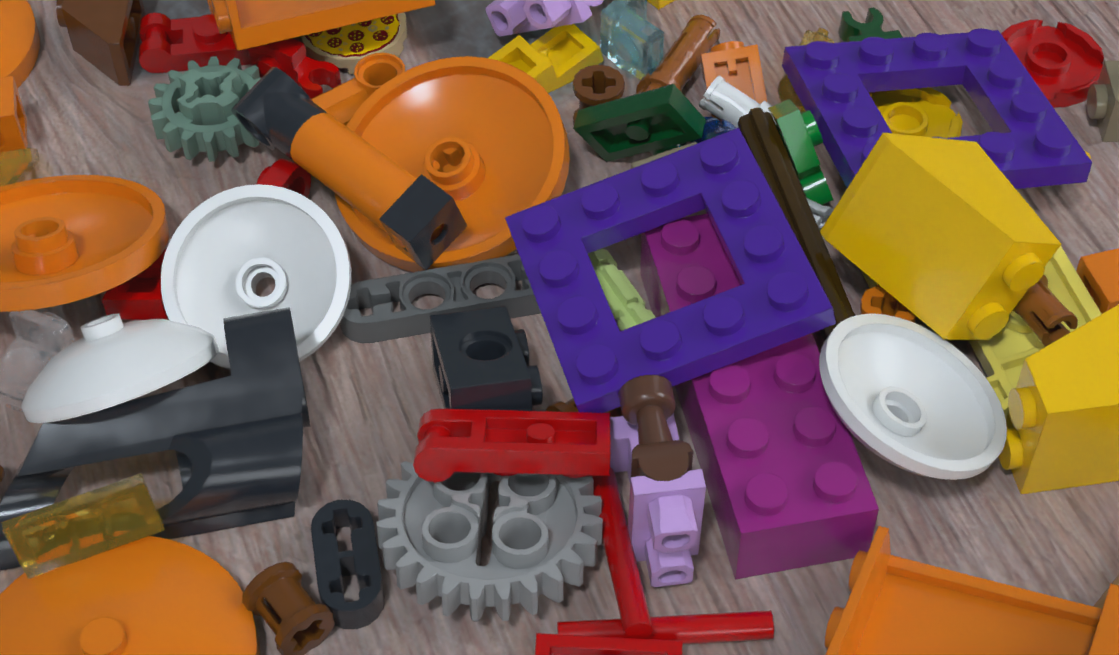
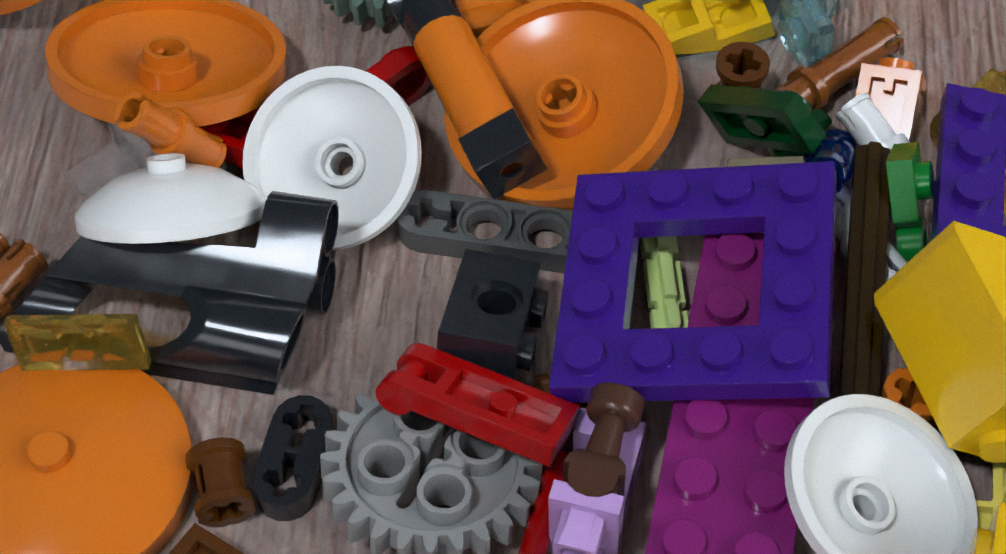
camera: 25 degrees right, 5 degrees up
(86, 295) = (168, 130): none -> orange pin

